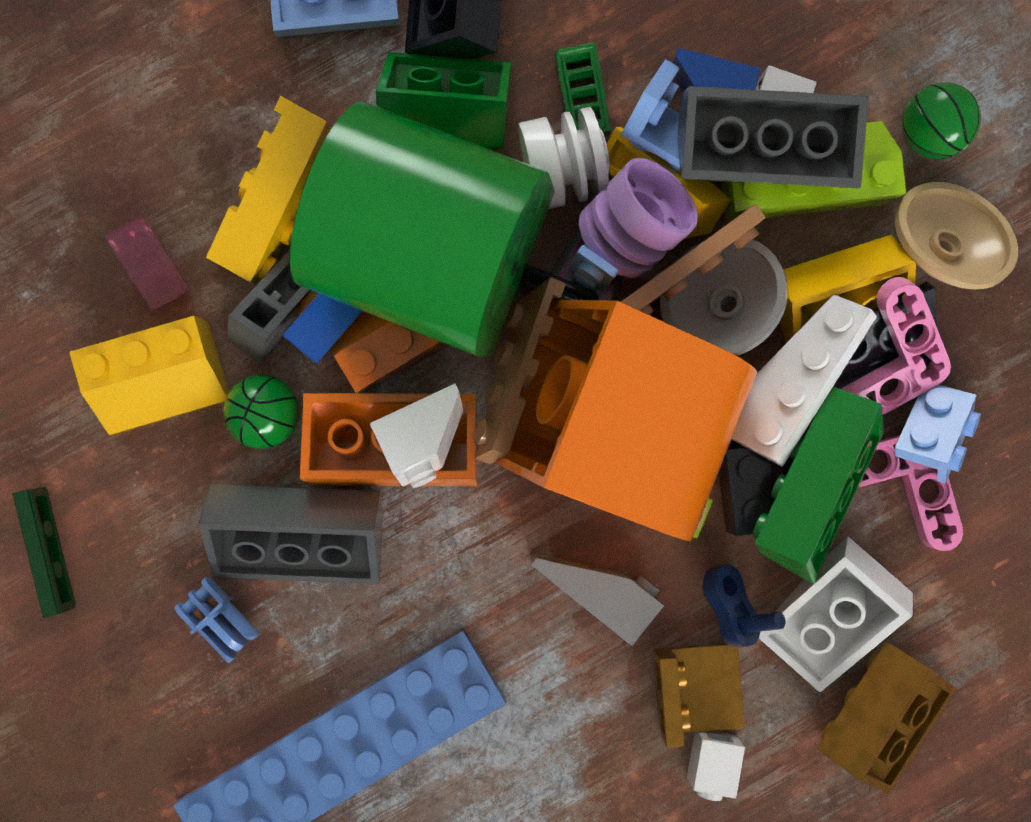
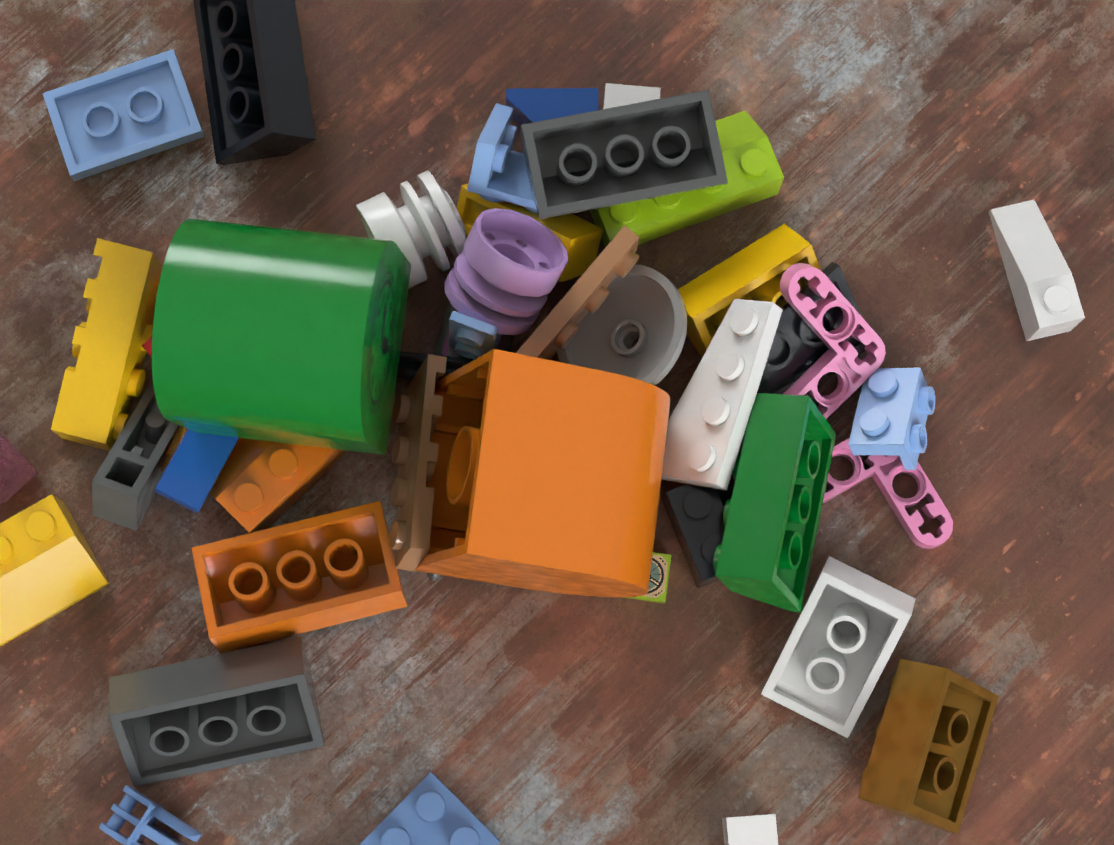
camera: 15 degrees left, 10 degrees down
(261, 411) = (148, 582): green piece -> none
(420, 436) = (329, 552): white slope -> none
(448, 94) = (276, 192): green slope -> none
(577, 56) = (404, 122): green slope -> none
(609, 595) = (585, 688): light grey slope -> none
(697, 690) = (711, 769): pearl gold bracket -> none
(736, 616) = (730, 675): dark blue piece -> none
(941, 120) = (802, 95): green piece -> none
(956, 235) = (850, 207): tan dish -> none

